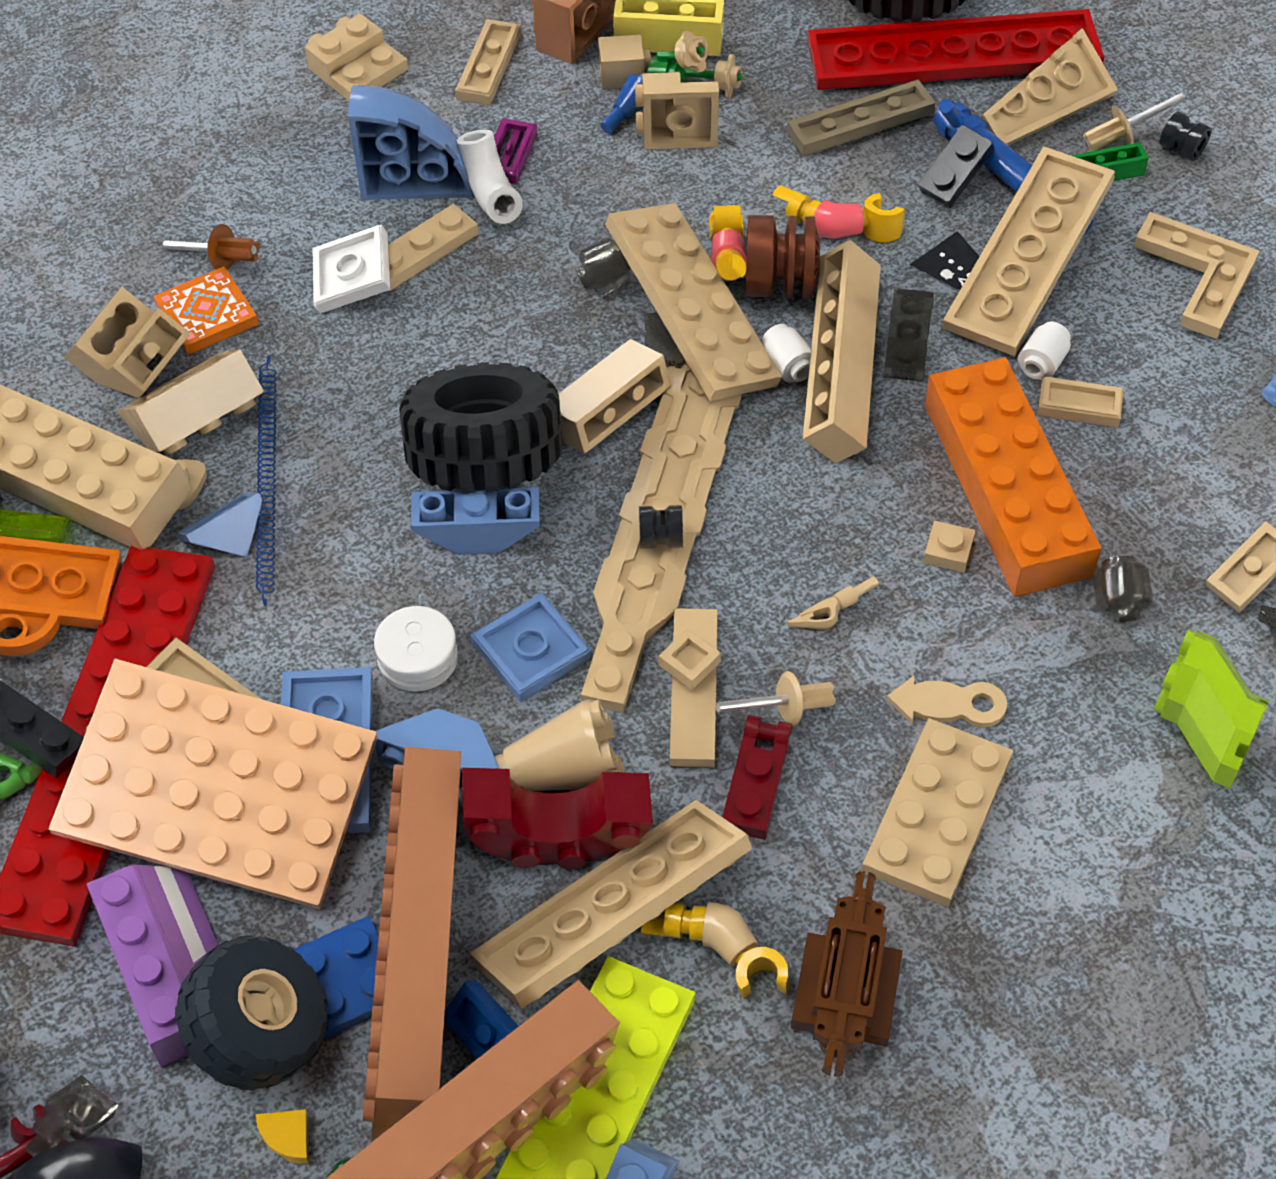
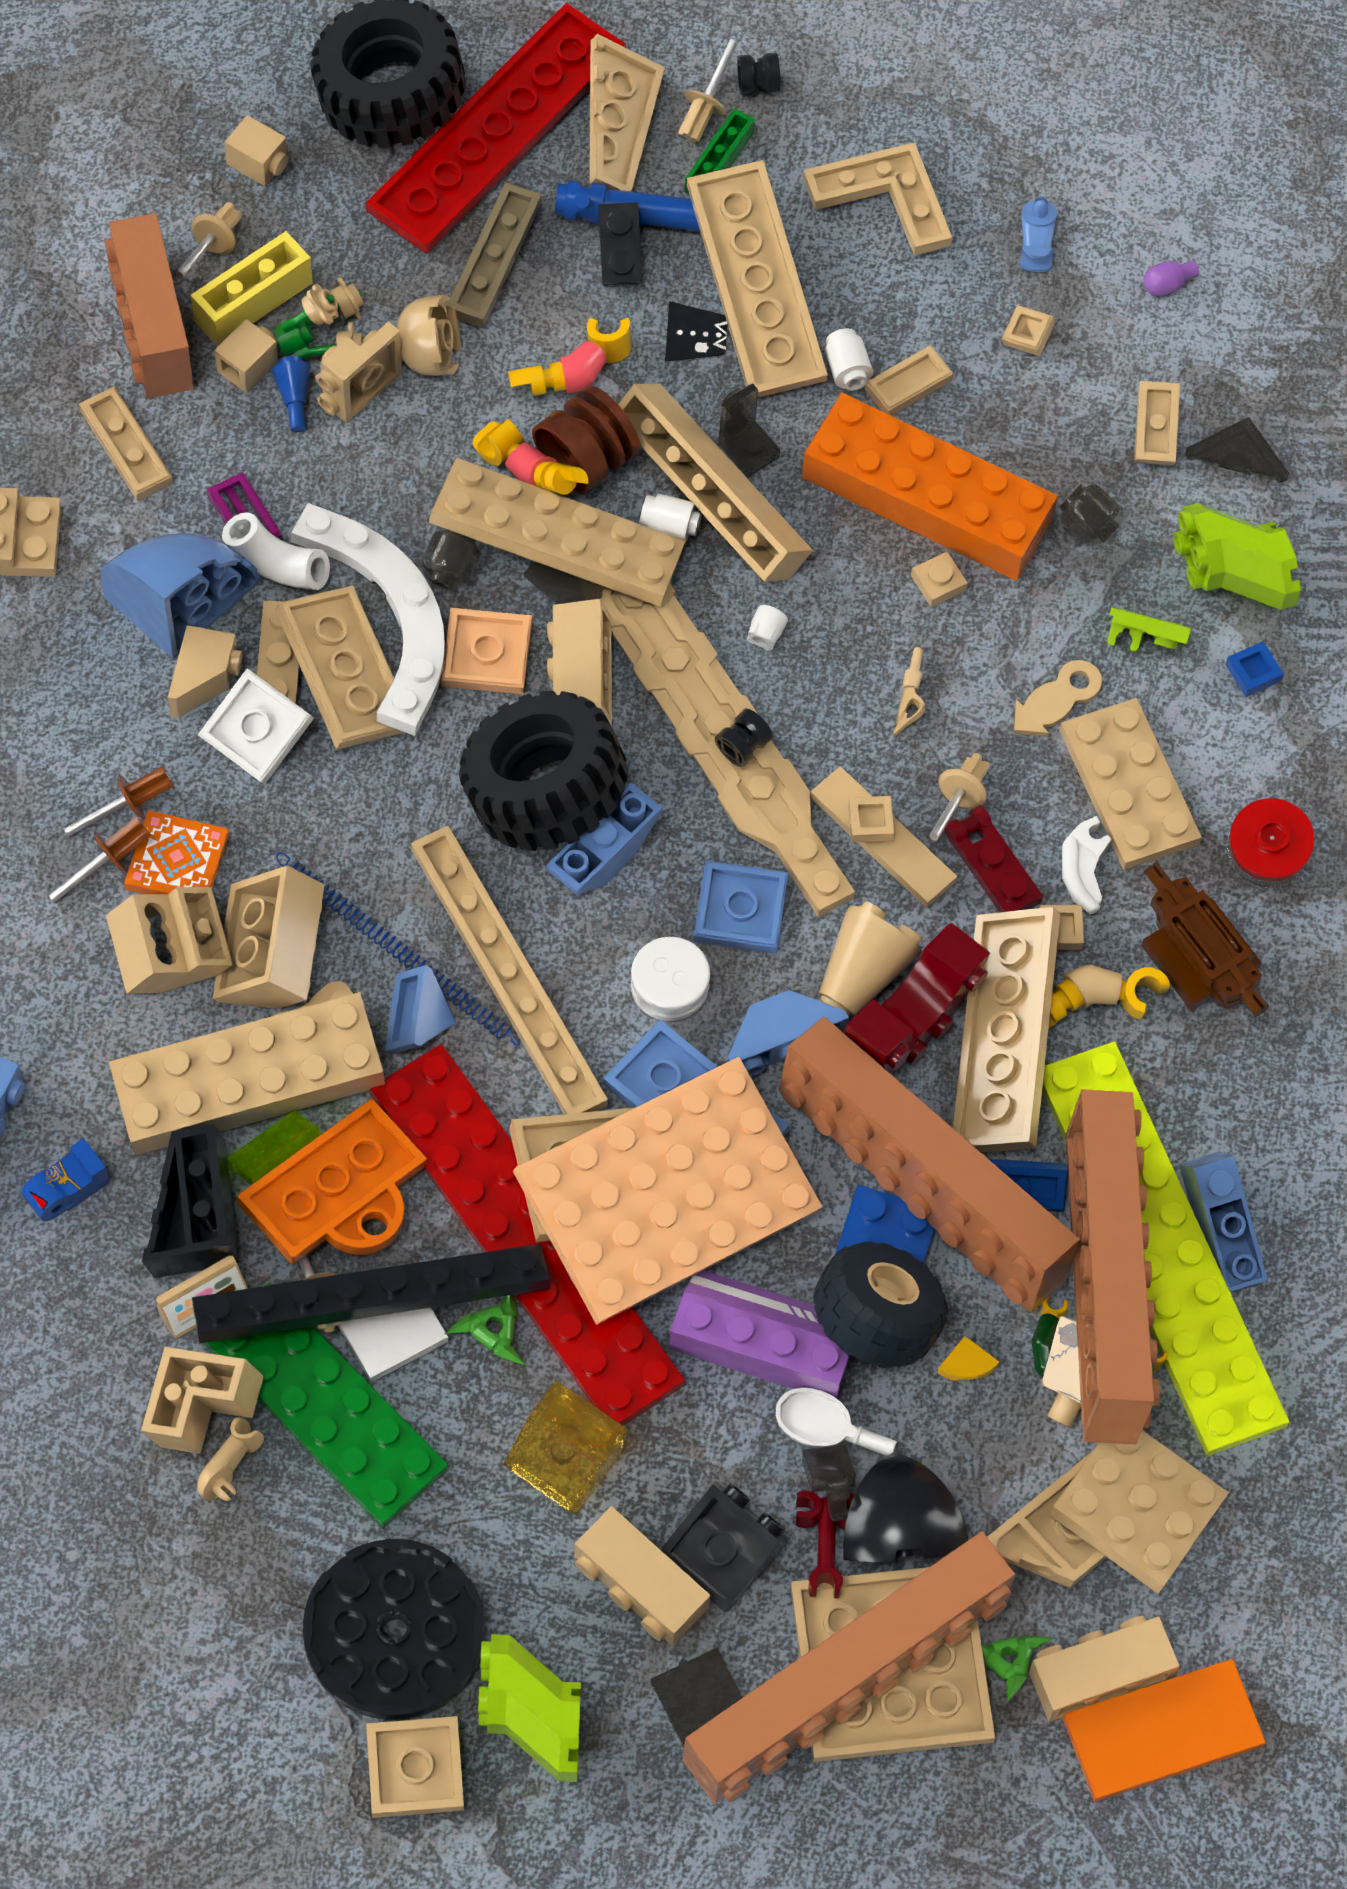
camera: 50 degrees left, 10 degrees up
(124, 1071) = (823, 1421): none -> white piece
(166, 268) = (114, 849): none -> dark orange piece
(310, 555) = (508, 973): none -> tan plate
(358, 209) = (202, 668): none -> tan slope
(450, 278) = (340, 663): none -> tan tile
(535, 287) = (407, 596): none -> white plate
(562, 343) = (486, 651): none -> light nougat tile
(753, 128) = (429, 335): none -> tan cylinder
(755, 869) = (1070, 927): none -> tan plate
(774, 476) = (766, 627): none -> white hose
(827, 834) = (1079, 862): none -> white piece
(1005, 952) = (1270, 842): none -> red piece
(1073, 697) = (1165, 632): none -> lime plate
(1141, 809) = (1254, 669): none -> blue plate
(1216, 433) = (1028, 330): none -> tan tile

